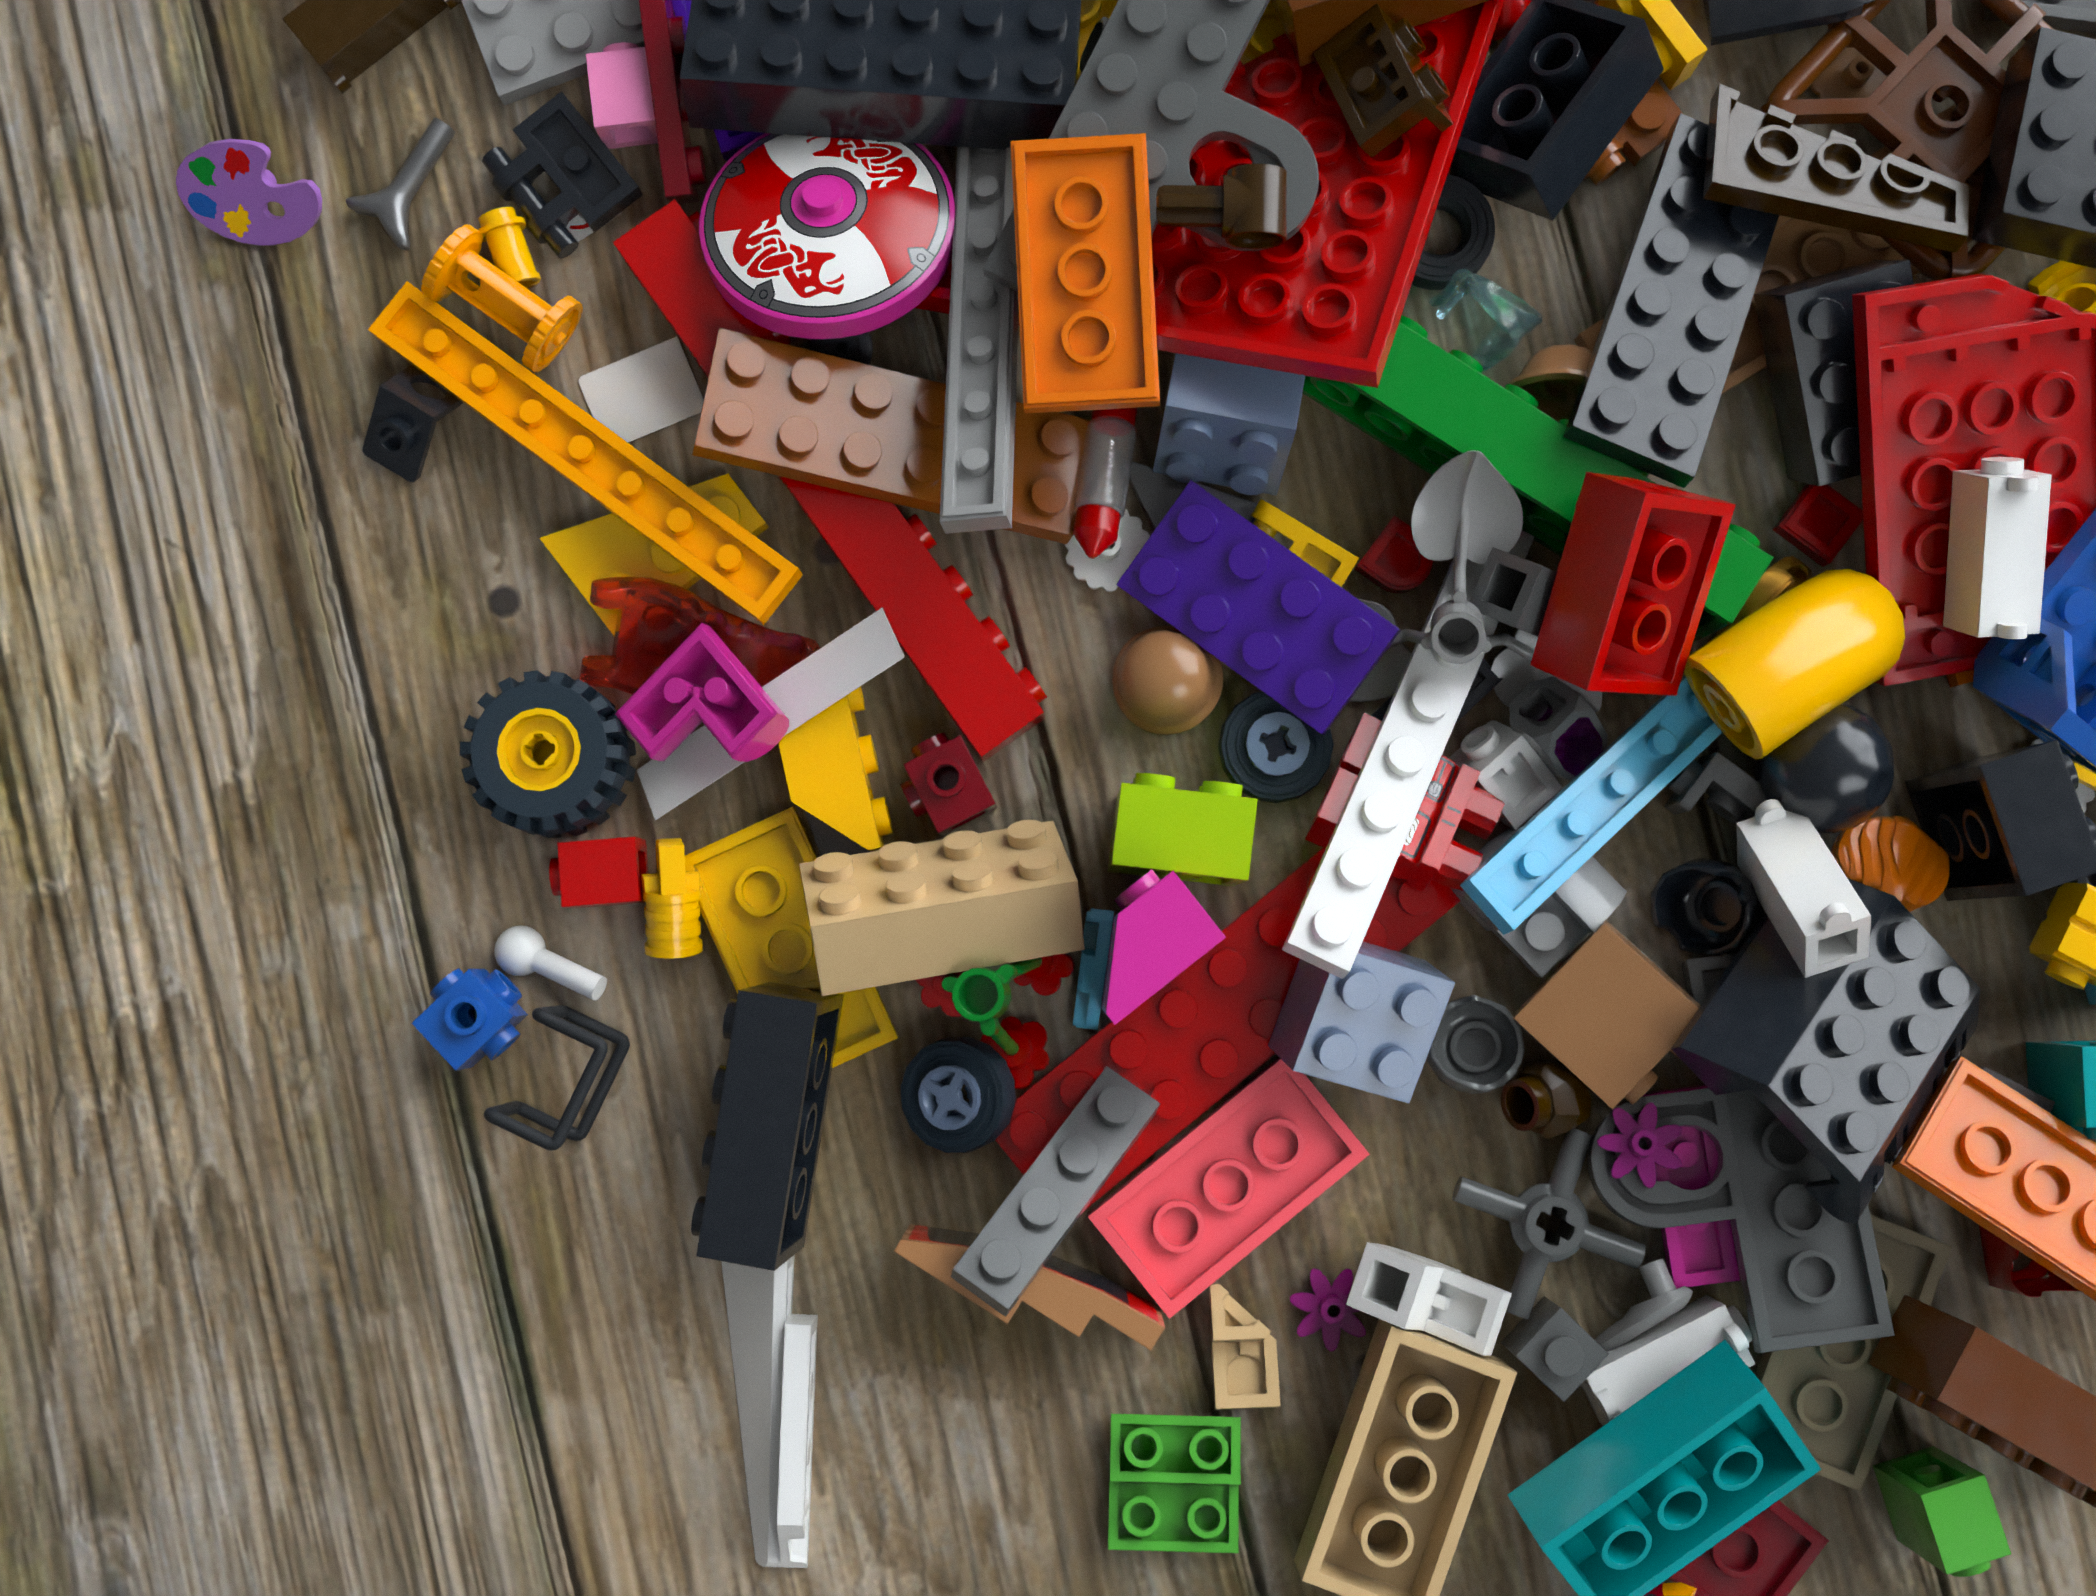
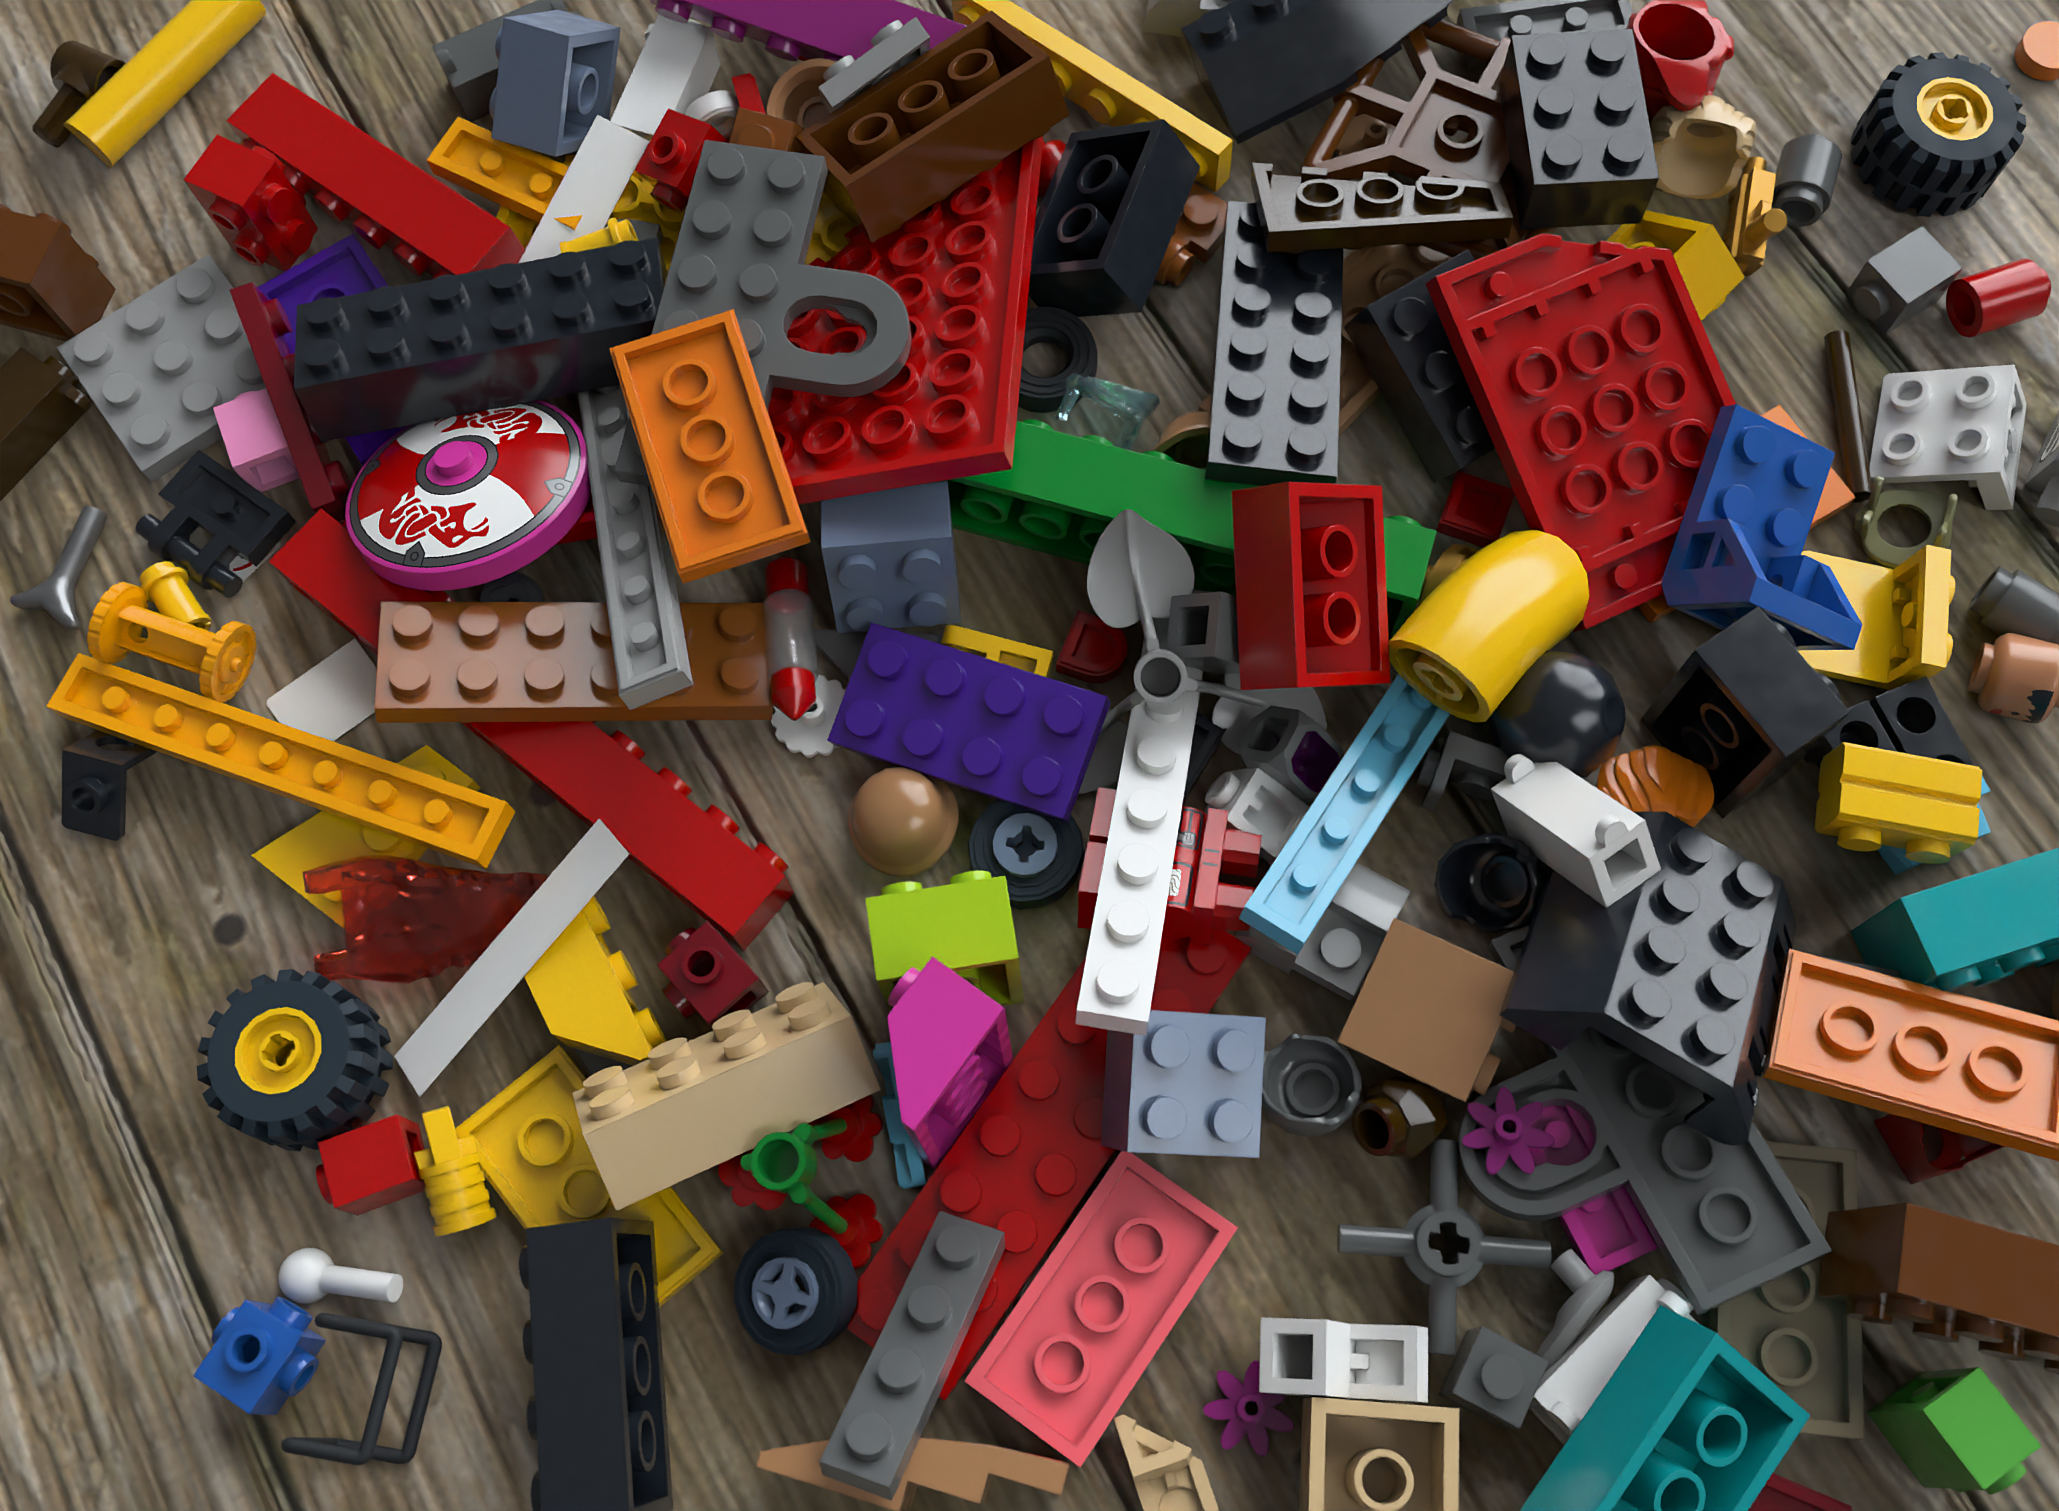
camera: 15 degrees left, 15 degrees down
(707, 686) = (438, 943): dark pink brick -> none
(1246, 206) = (844, 346): dark brown axle -> none
(1382, 80) = (944, 226): dark brown bracket -> none
(1997, 549) = (1640, 468): white brick -> none

